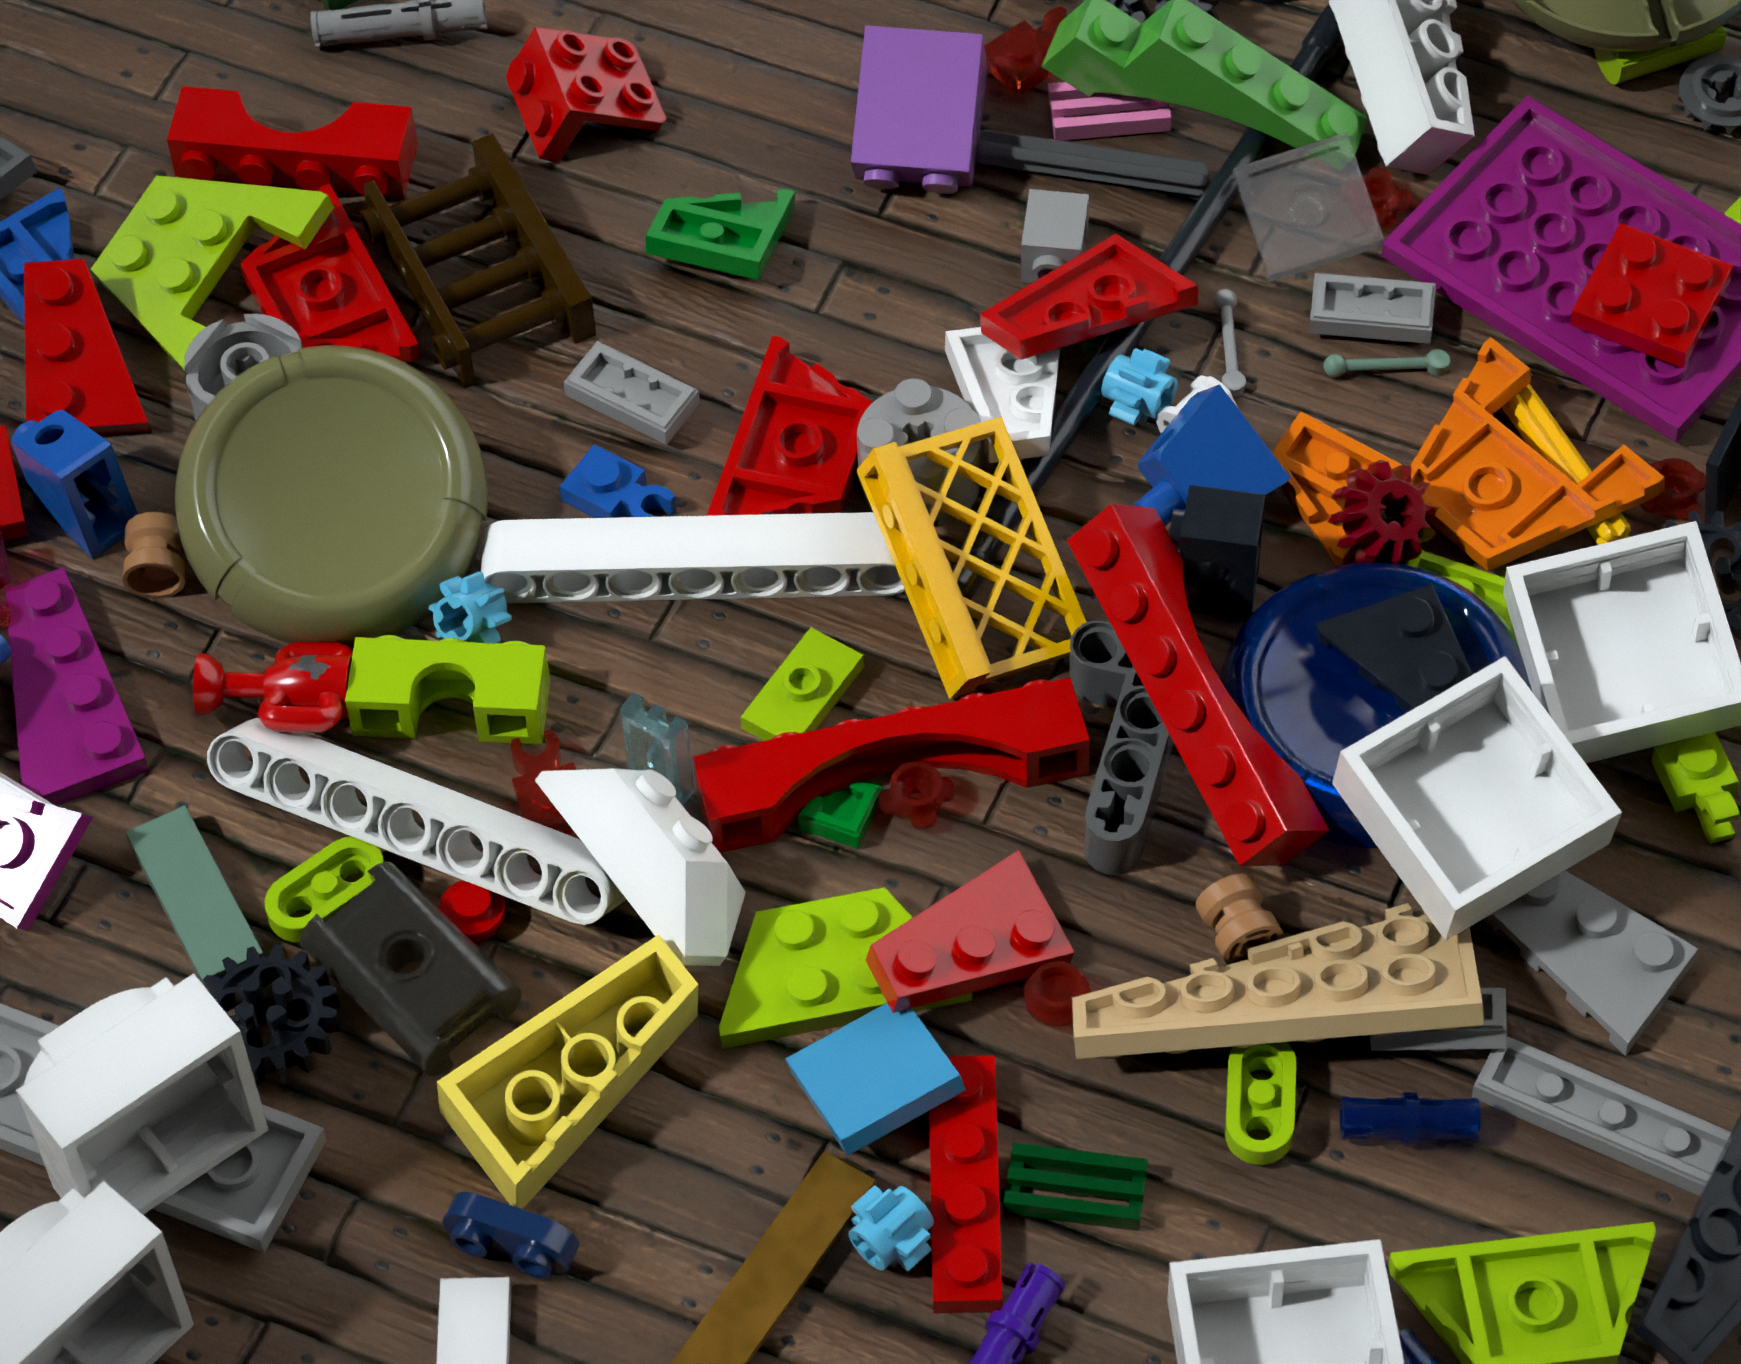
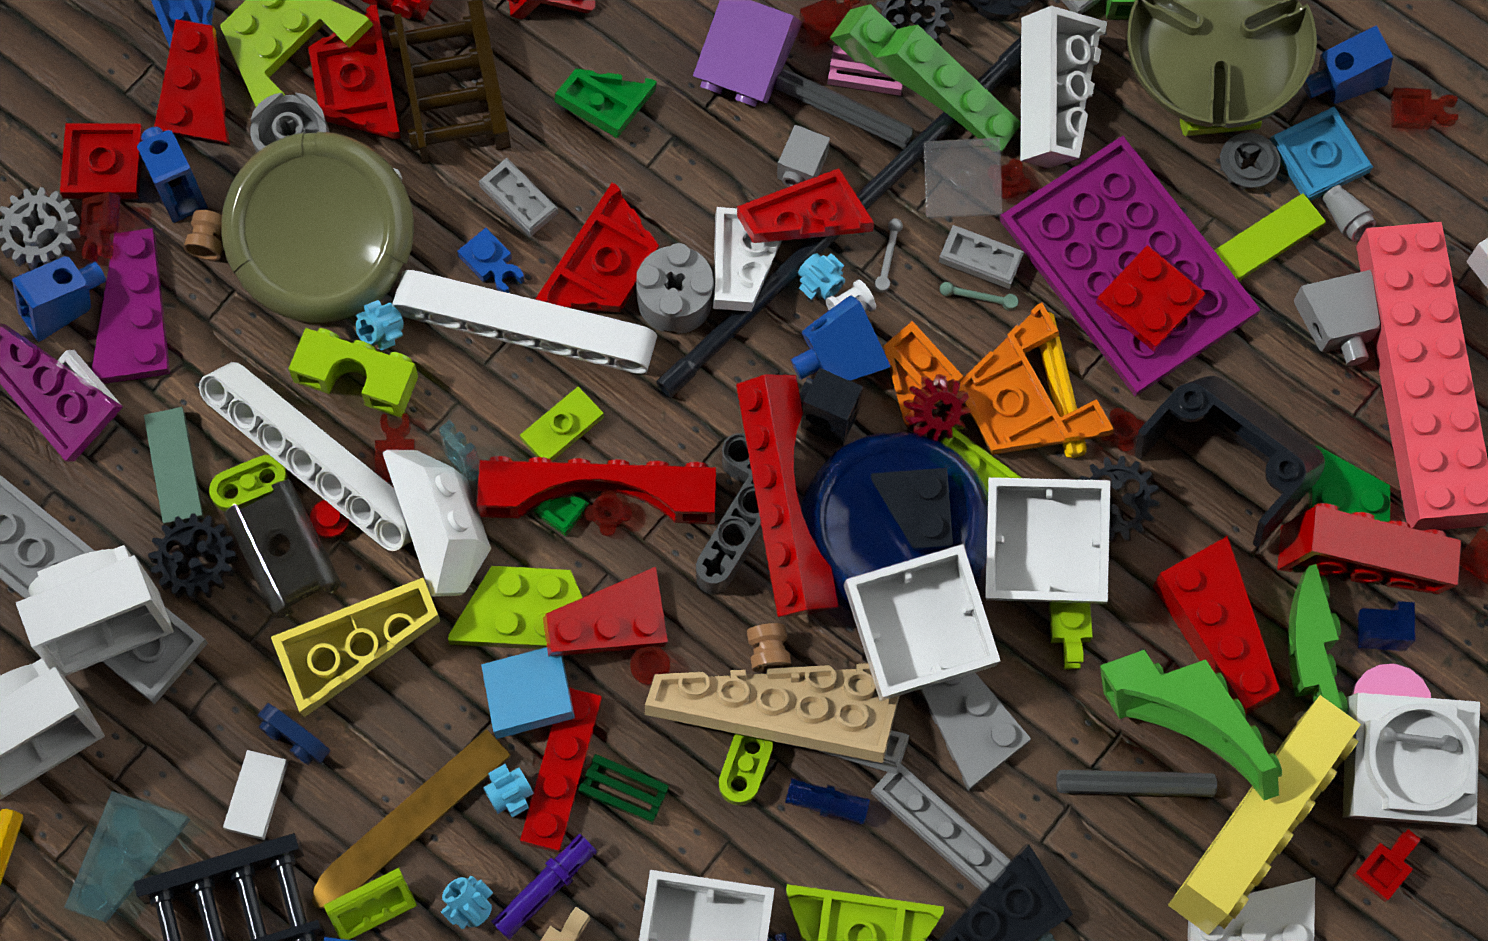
camera: 10 degrees right, 15 degrees up
(299, 691) = (264, 346): red piece -> none
(924, 564) = (652, 369): yellow fence -> none

